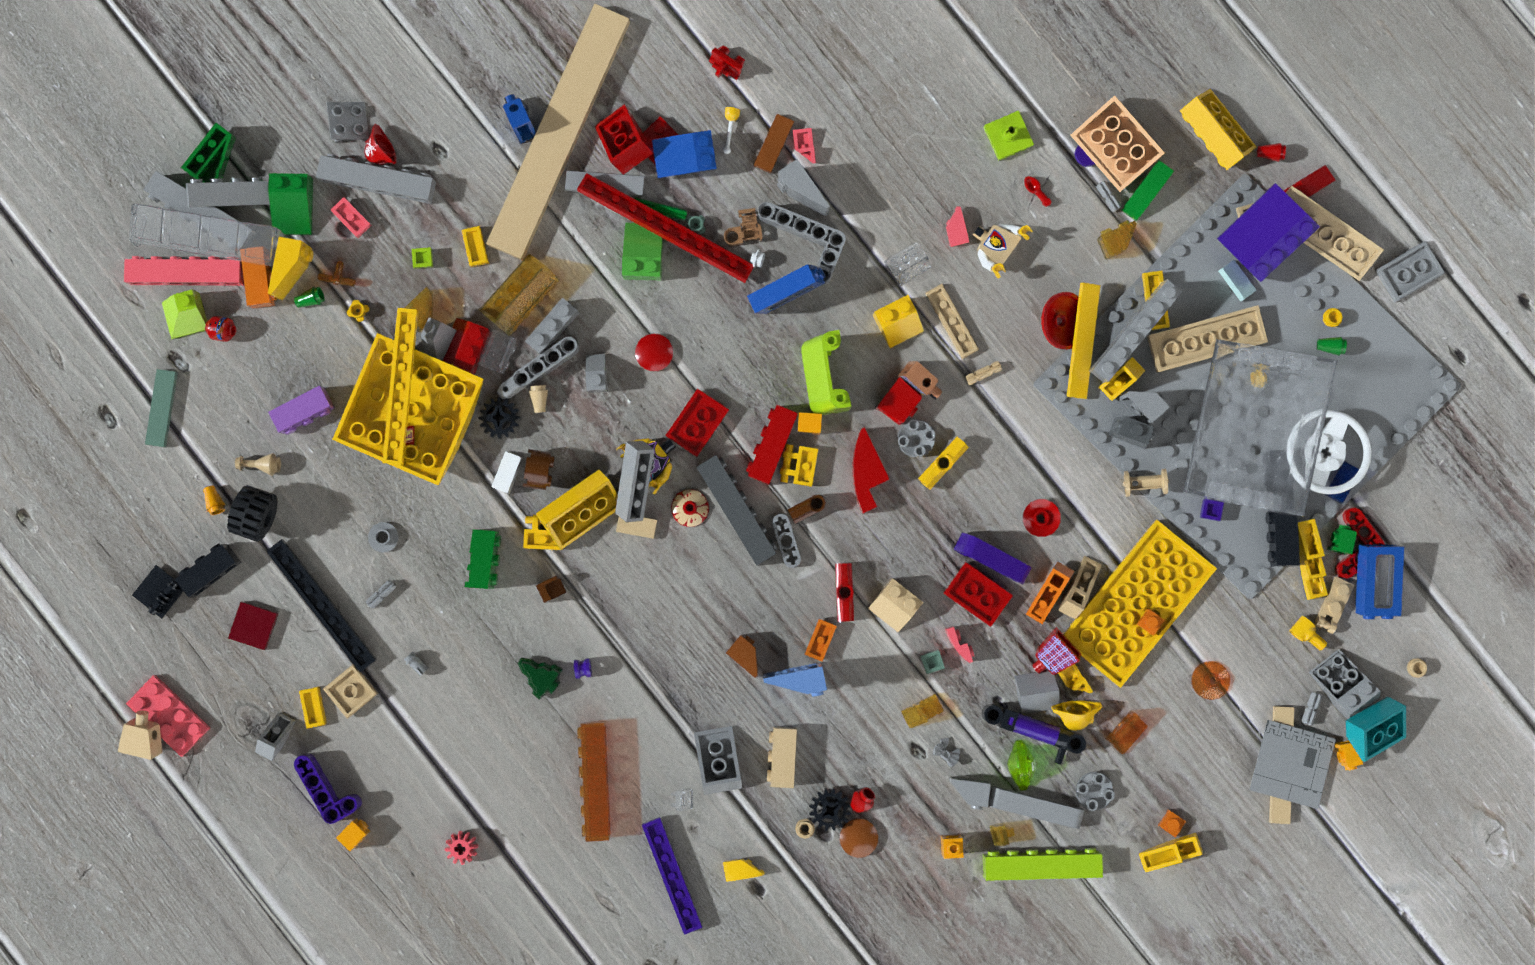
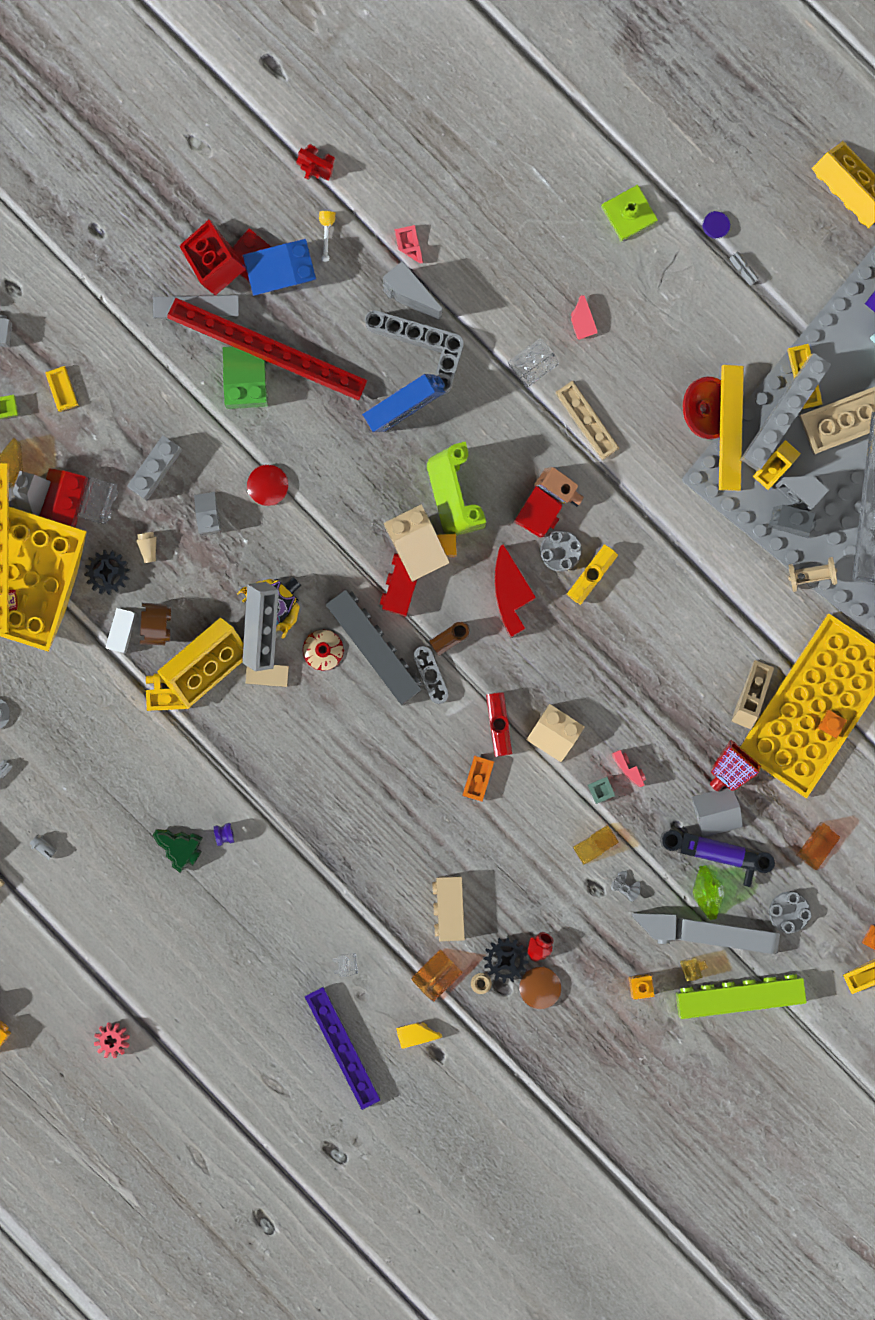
camera: 10 degrees left, 0 degrees up
(483, 559) = (105, 726): green wedge -> none
(512, 383) = (133, 516): light grey piece -> none
(519, 118) = (96, 245): blue torso -> none
(519, 294) = (115, 436): clear yellow slope -> none
(551, 589) = (181, 751): reddish brown panel -> none
(558, 132) = (140, 256): tan piece -> none
(595, 781) = (249, 954): clear orange brick -> none
(665, 210) = (264, 329): green axle -> none
(697, 422) = (321, 557): red plate -> none
(699, 220) = (303, 337): sand green plate -> none
(718, 760) = (380, 919): light grey slope -> none
(744, 654) = (397, 801): dark orange slope -> none
(749, 230) = (357, 344): medium nougat piece -> none
(757, 259) = (370, 373): white plate -> none
(765, 817) = (437, 975): none -> clear orange panel
(774, 143) = (375, 246): dark orange tile -> none
(785, 418) = (416, 543): none -> tan slope
(803, 679) = (463, 821): medium blue slope -> none
(805, 465) = (443, 592): yellow plate -> none
(898, 321) = (529, 426): yellow slope -> none
(977, 594) = (643, 712): red plate -> none
(983, 373) = (626, 473): tan axle -> none
(992, 557) = (655, 671): dark purple beam -> none
(998, 244) = (629, 332): torso -> none
(1034, 187) = (662, 266): red piece -> none
(1050, 592) = (721, 703): orange slope -> none
(1051, 517) = (713, 618): red dish -> none
(1074, 680) = (755, 794): yellow slope -> none
(1077, 714) = (762, 831): yellow hat -> none
(1117, 143) = (748, 210): light nougat slope -> none
(1117, 240) = (756, 316): clear yellow slope -> none
(1147, 190) = (785, 258): green slope -> none

